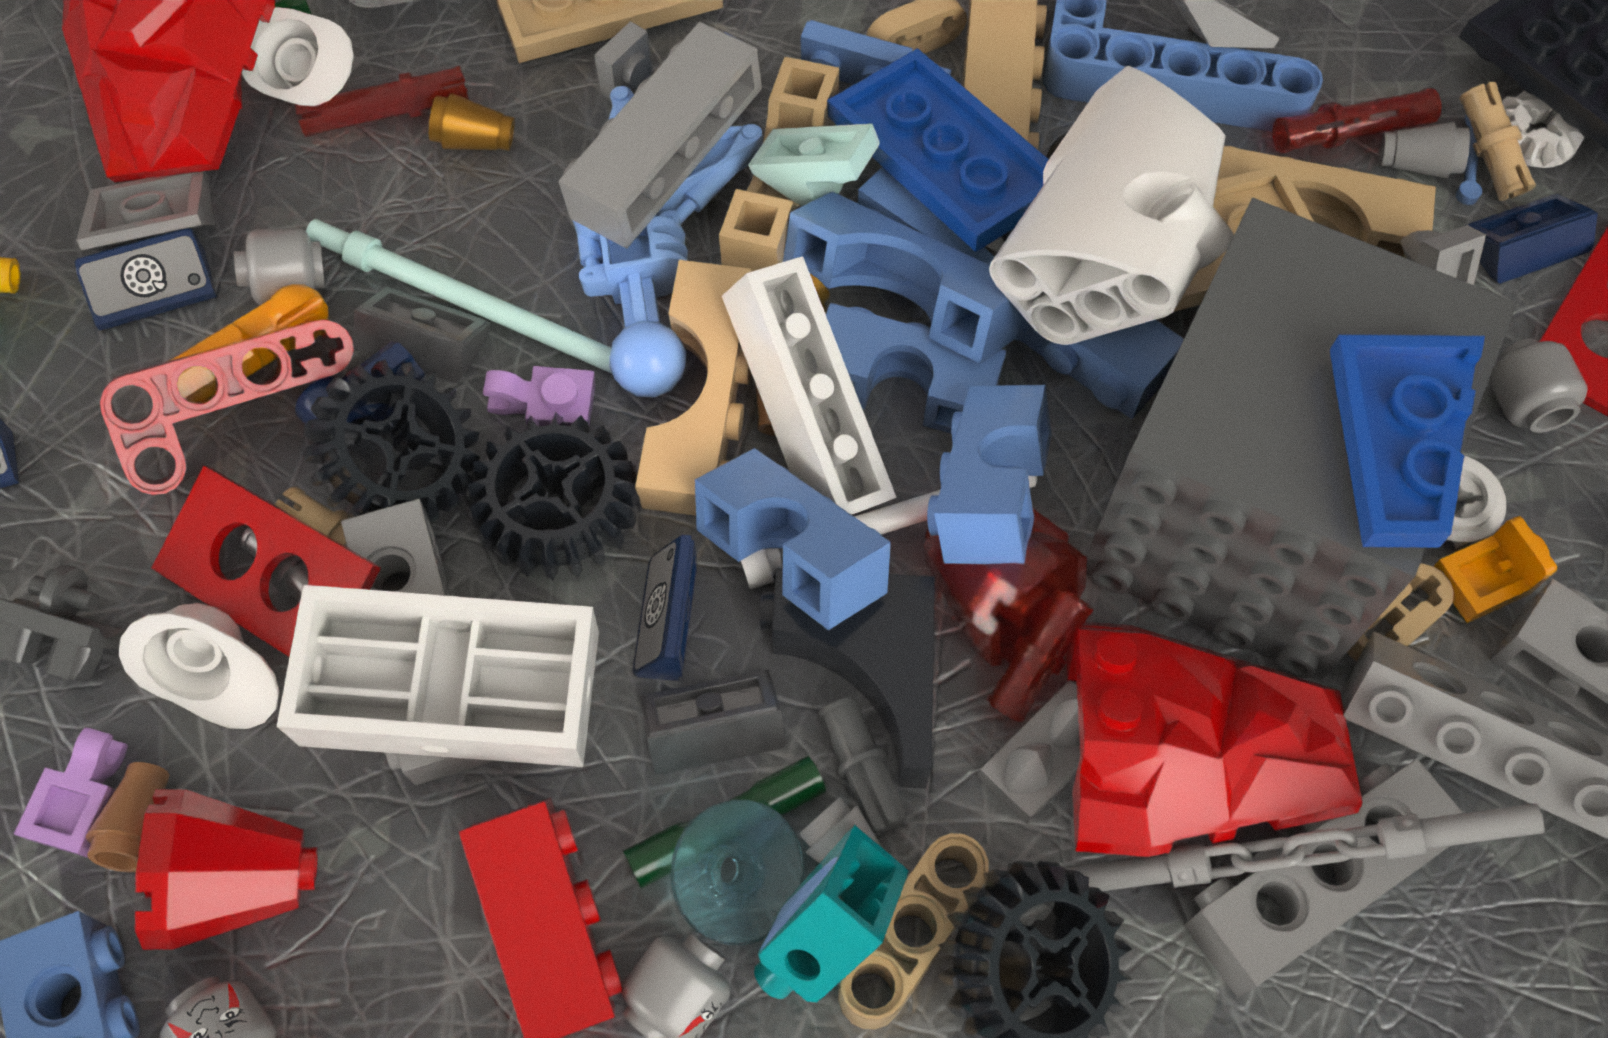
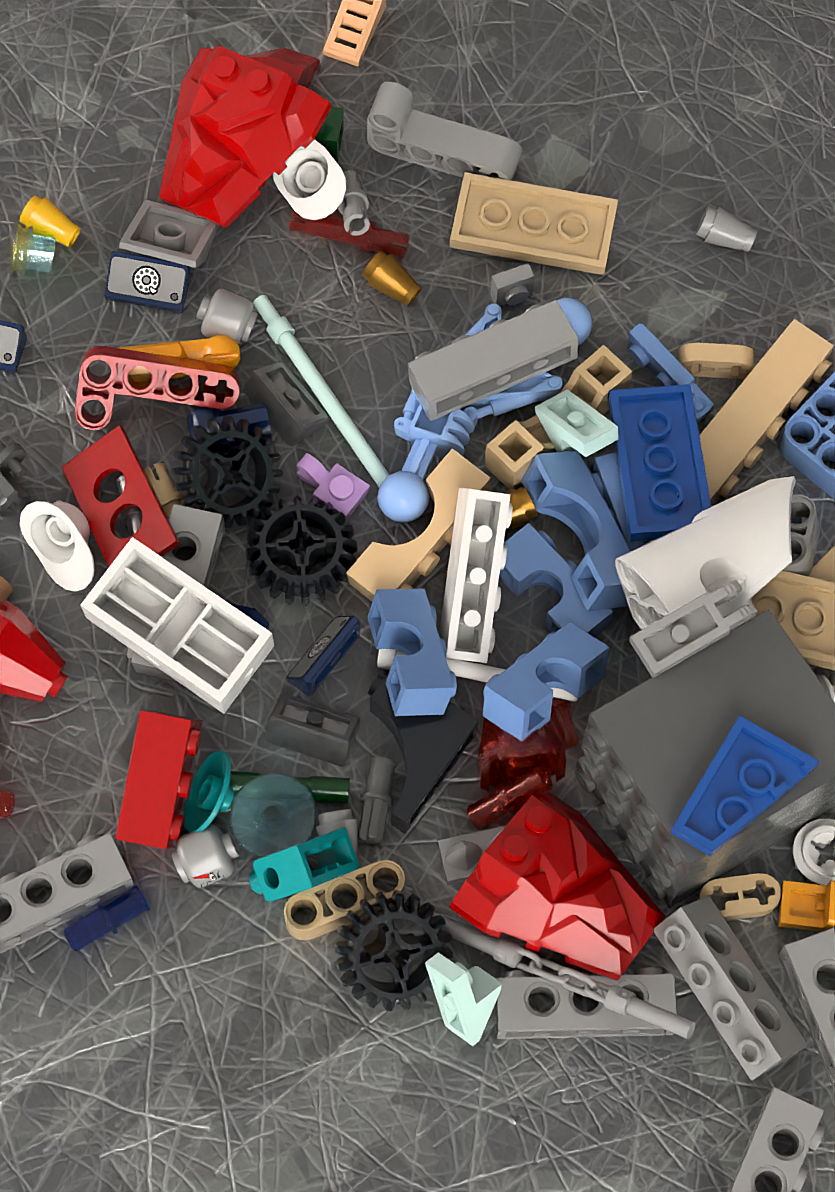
camera: 30 degrees right, 5 degrees up
(369, 59) = (354, 205): none -> light grey pin
(627, 892) = (209, 792): none -> teal dish
(1175, 968) = (463, 996): none -> light aqua slope
(1181, 273) = (689, 629): none -> light grey hinge

